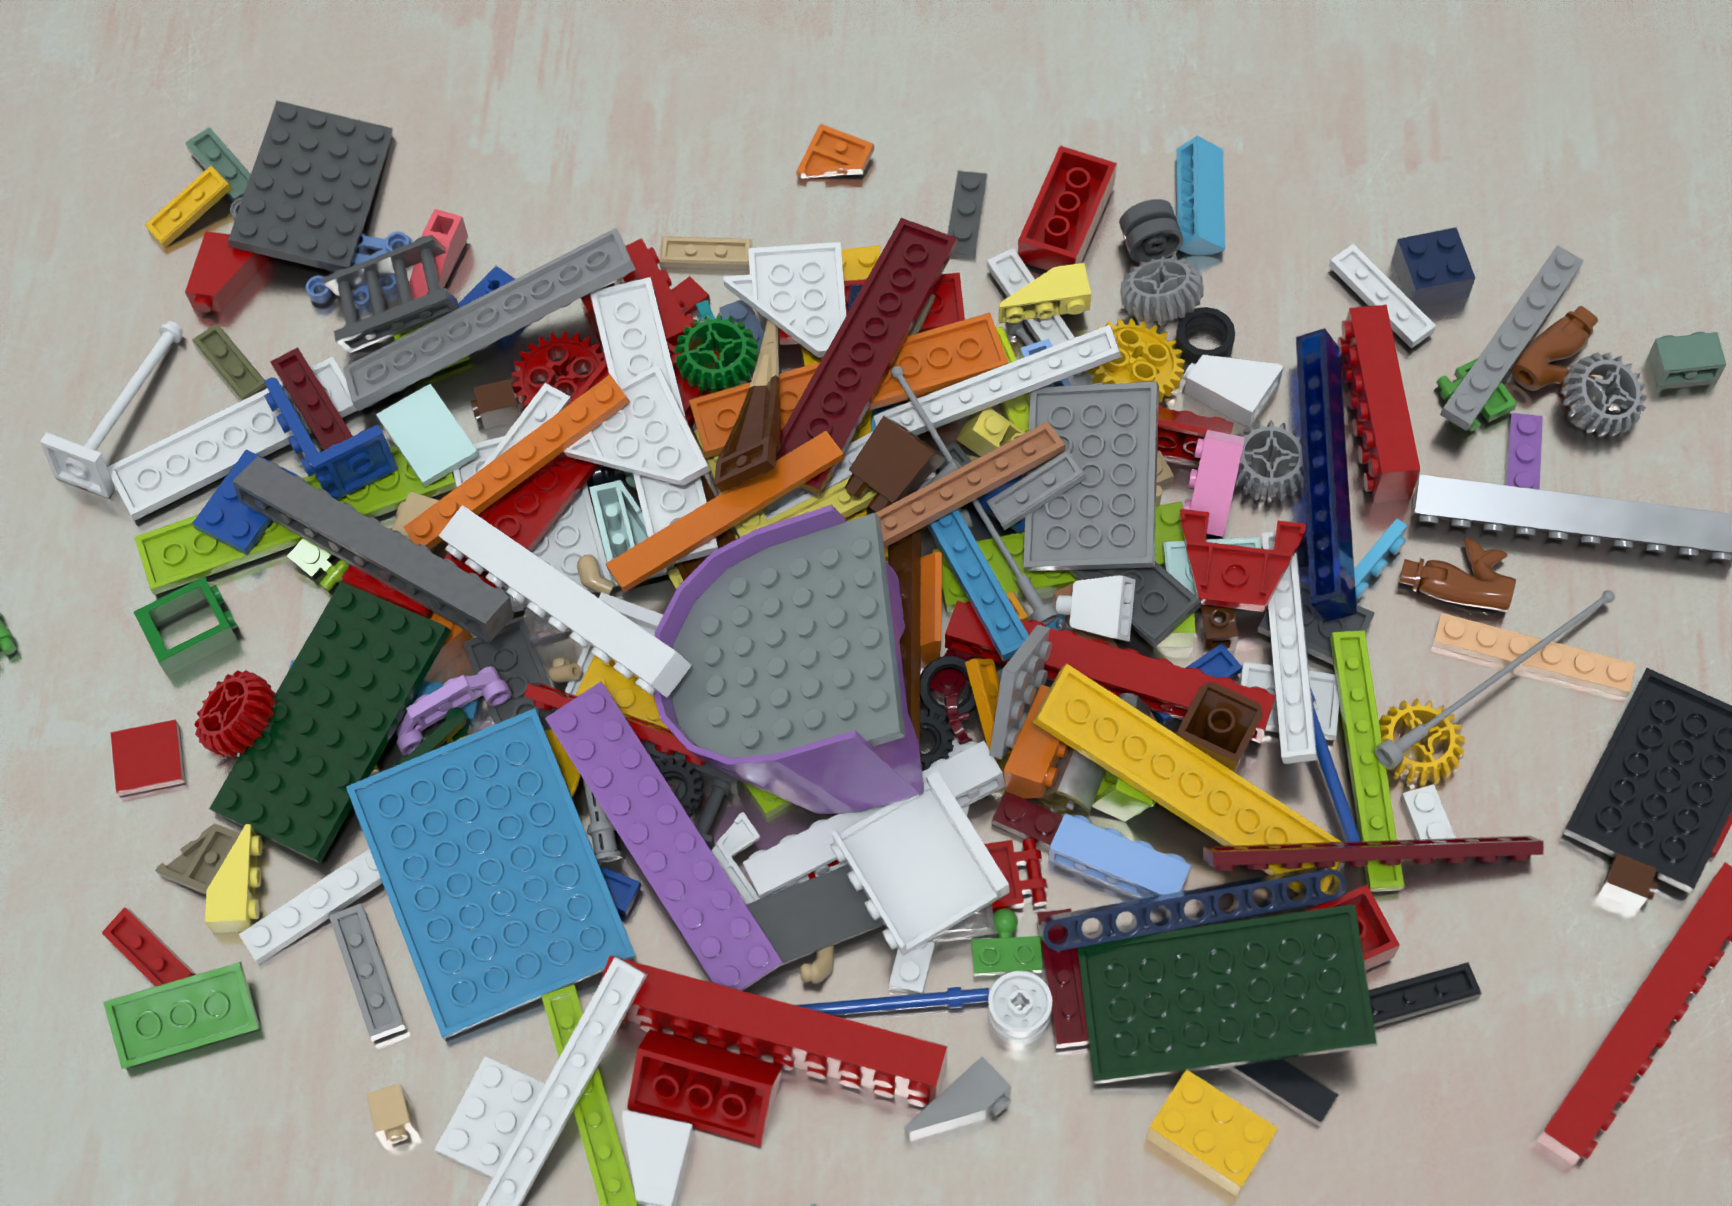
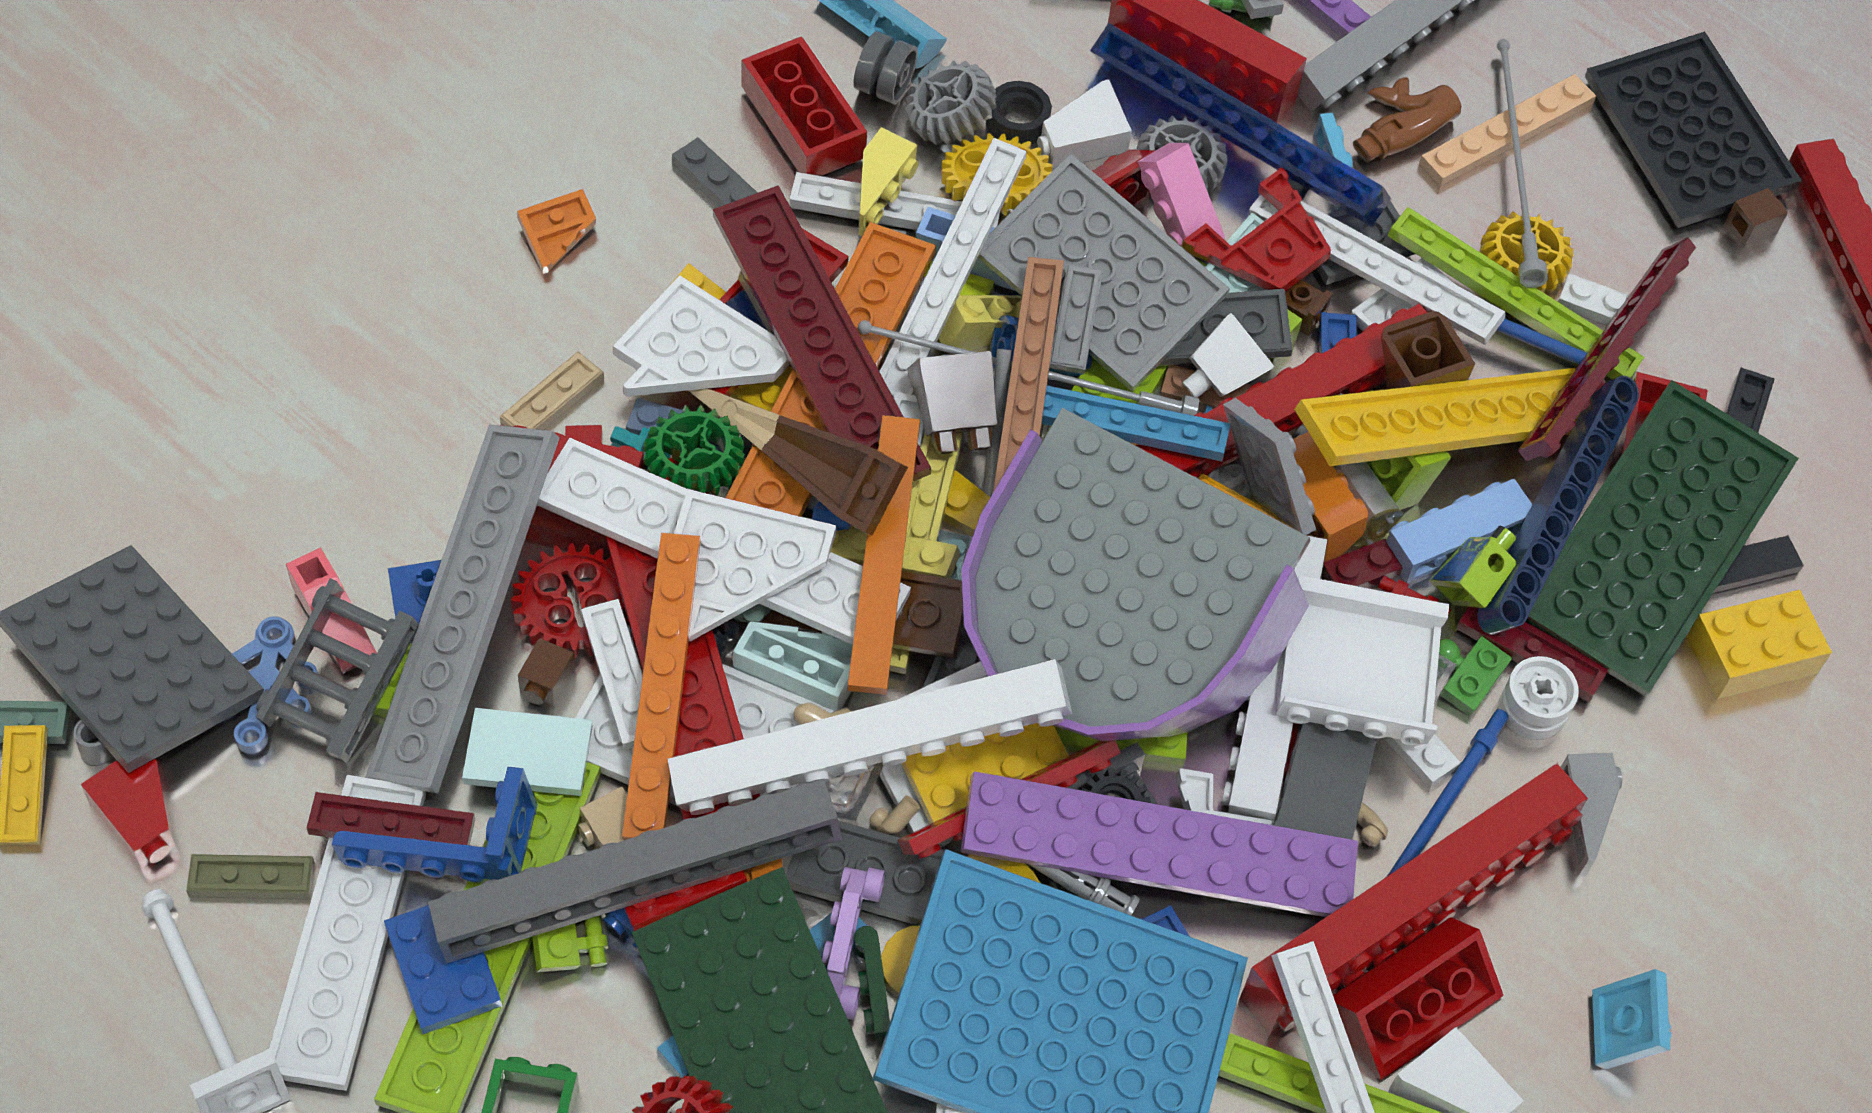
camera: 60 degrees left, 5 degrees down
(1068, 892) = (1476, 569): none -> lime torso

